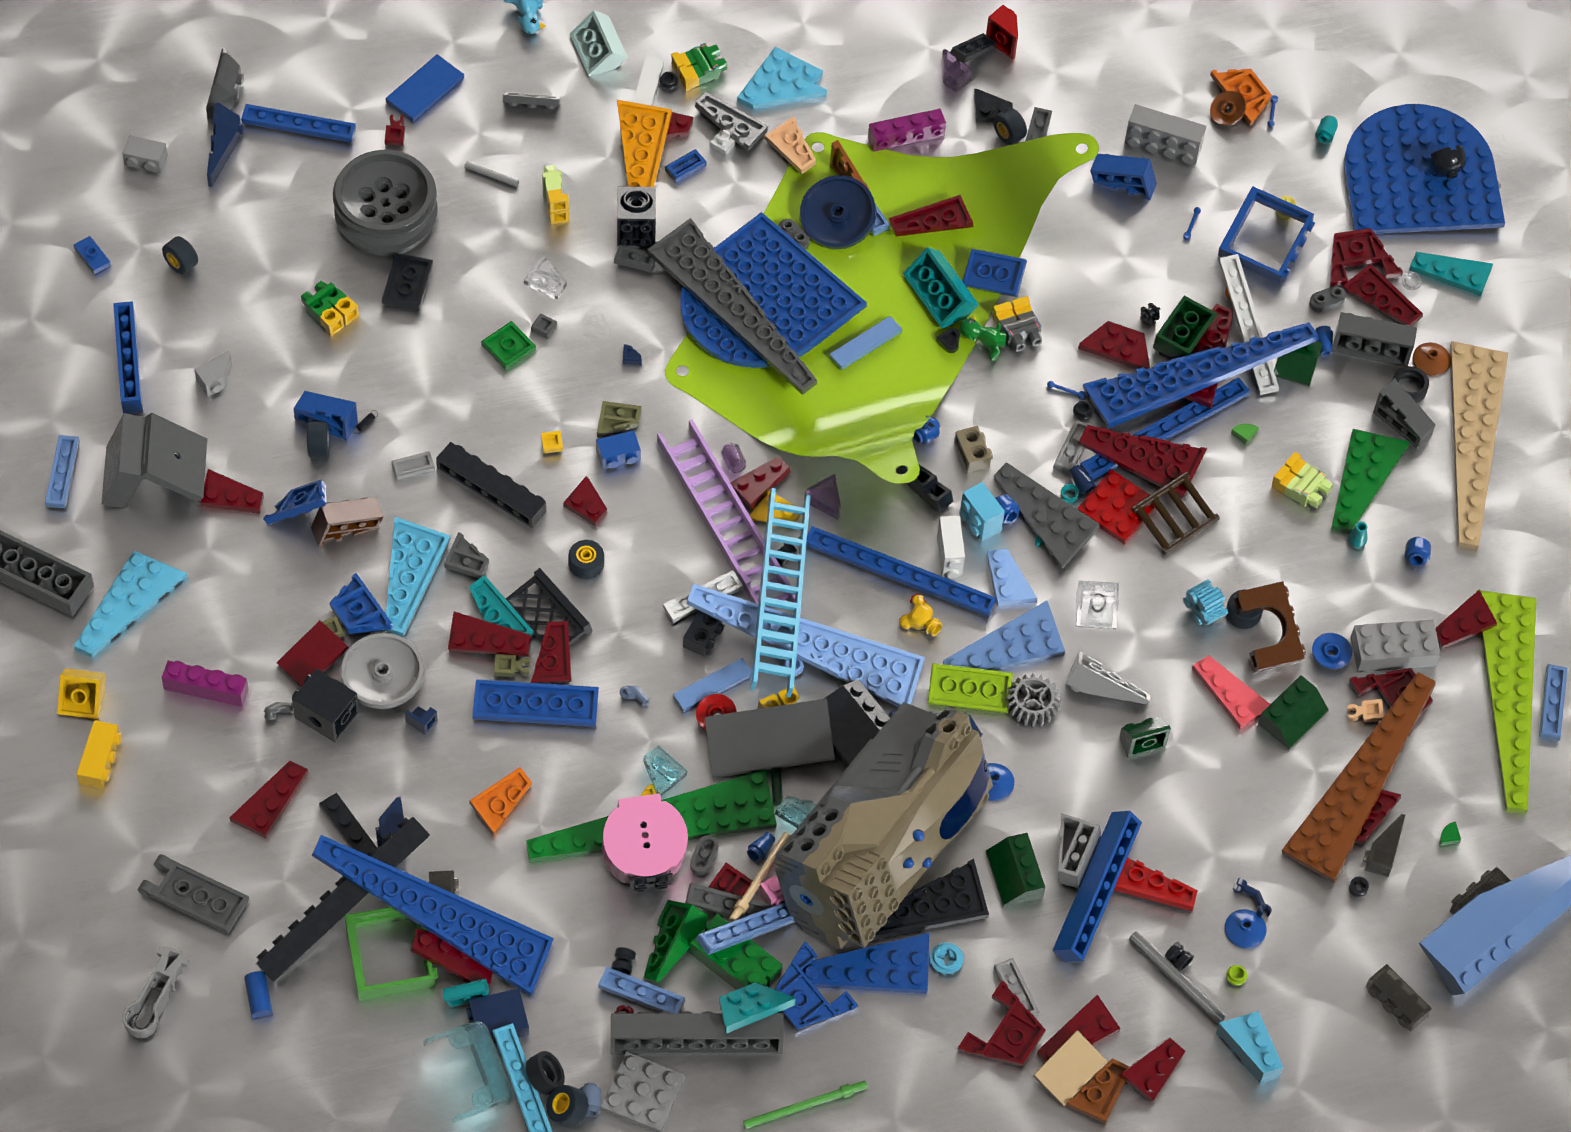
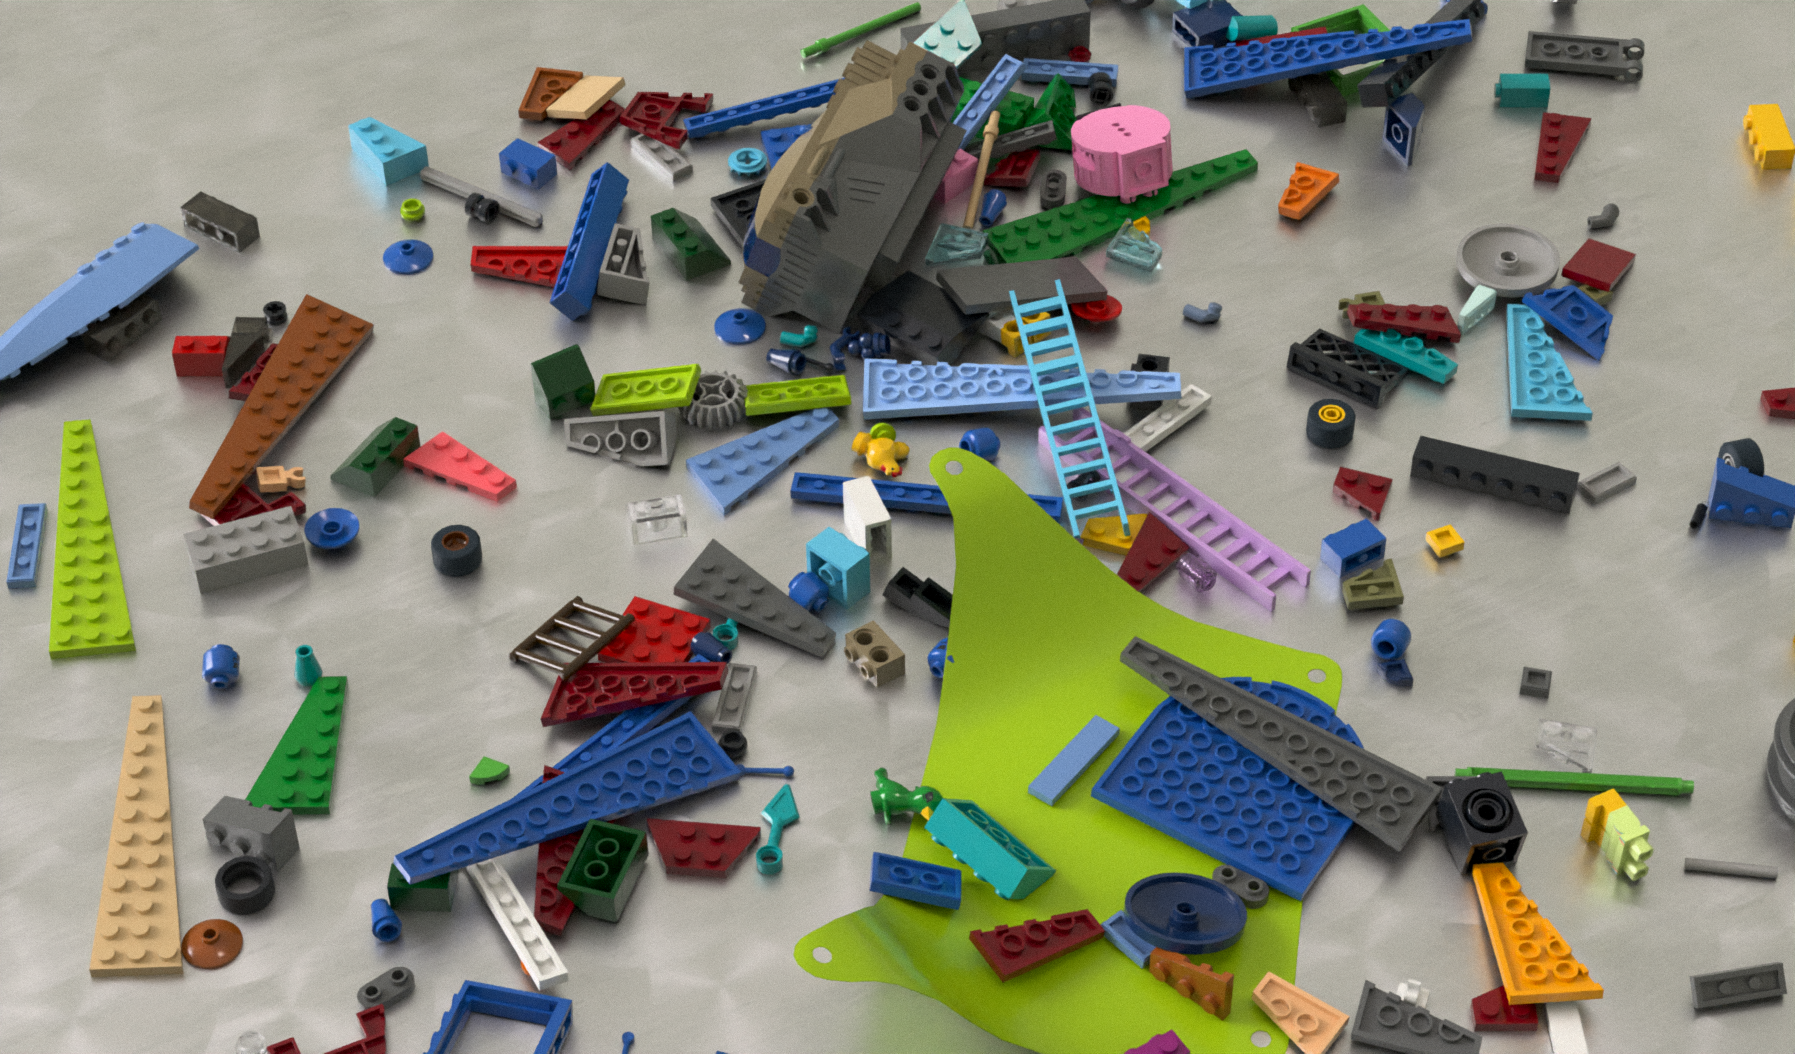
camera: 170 degrees right, 15 degrees down
(205, 683) = (1700, 213): magenta brick -> none
(269, 862) = (1523, 90): none -> teal brick
(299, 501) = (1713, 388): blue wing -> none
(325, 705) = (1554, 208): black brick -> none
(346, 518) = (1648, 392): wedge -> none
(346, 824) = (1460, 140): black plate -> none
(407, 281) = (1753, 685): black plate -> none
(421, 719) = (1438, 237): dark blue panel -> none
(430, 636) = (1477, 307): none -> light aqua slope
(466, 558) = (1478, 396): dark grey wing -> none
(508, 345) = (1569, 647): green tile -> none
(535, 703) = (1314, 278): blue plate -> none
(554, 656) = (1315, 318): dark red wing -> none
(557, 250) = (1587, 781): none -> bright green piece
(626, 372) = (1391, 639): none -> blue head
(688, 167) = (1439, 968): blue tile -> none
(712, 684) = (1117, 339): medium blue tile -> none
(848, 604) = (981, 442): none -> blue head
(889, 1007) = (760, 109): none -> blue plate
(915, 634) = (883, 430): none -> lime plate
(949, 340) = (953, 788): black tile -> none
(1007, 579) = (780, 522): light blue wing -> none
(1018, 322) = (858, 831): dark grey hips -> none
(1063, 356) = (778, 813): none -> teal piece
(1082, 715) = (646, 390): none -> lime tile
(1133, 999) = (528, 163): none -> blue brick
(1149, 313) = (664, 892): black wheel -> none
(1153, 1069) = (491, 114): dark red wing -> none
(1205, 603) = (510, 531): medium azure brick -> none
(1242, 887) = (416, 284): dark blue arm -> none
(1273, 599) = (417, 520): reddish brown arch -> none
(1301, 481) = (396, 718): yellowish green hips -> none
(1374, 339) = (305, 917): dark grey brick -> none
(1382, 295) = (296, 1010): dark red wing -> none
(1417, 853) = (199, 355): none -> red slope
(1450, 835) = (163, 383): green tile -> none
(1466, 621) = (148, 597): dark red wing -> none

